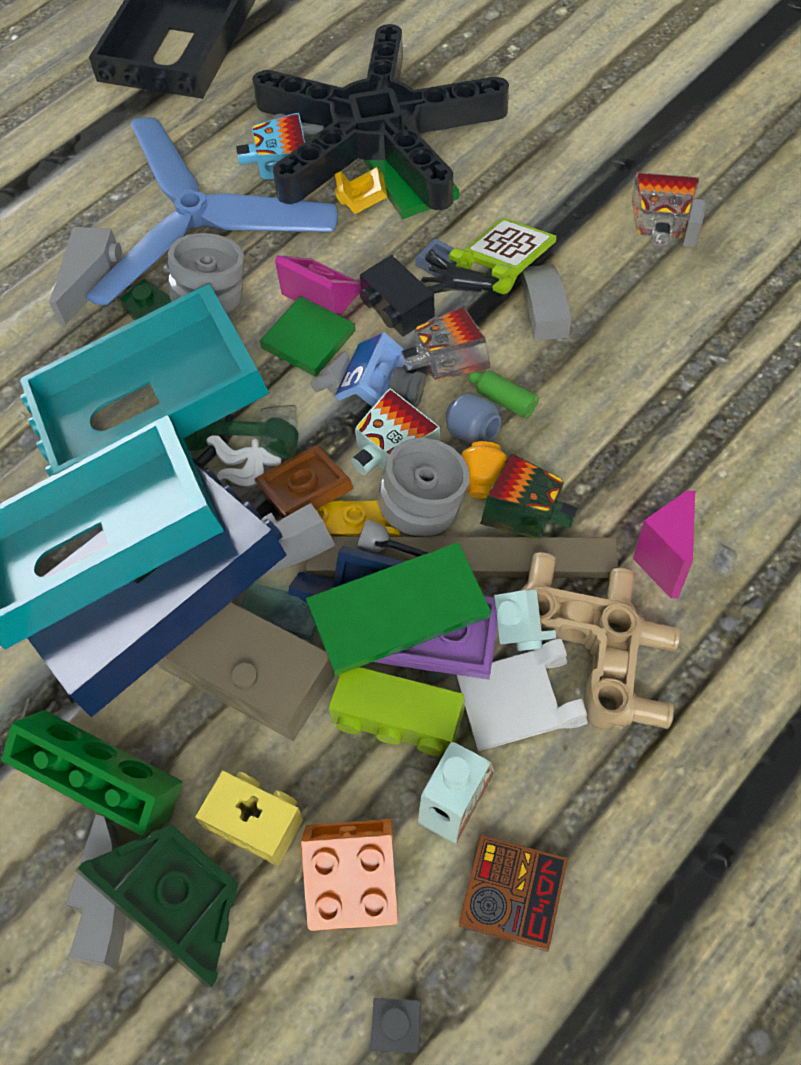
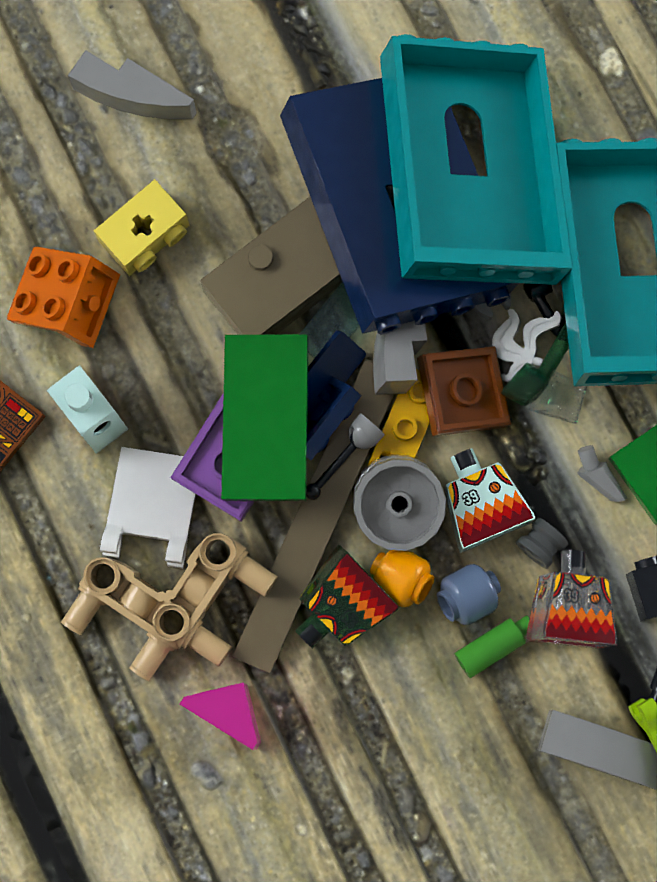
camera: 110 degrees right, 20 degrees up
(92, 772) = (244, 89): green brick -> none
(170, 895) = (103, 141): dark green wing -> none
(371, 369) = (583, 516): light blue panel -> none
(397, 710) = (179, 389): lime brick -> none
(520, 620) = (206, 525): light aqua bracket -> none

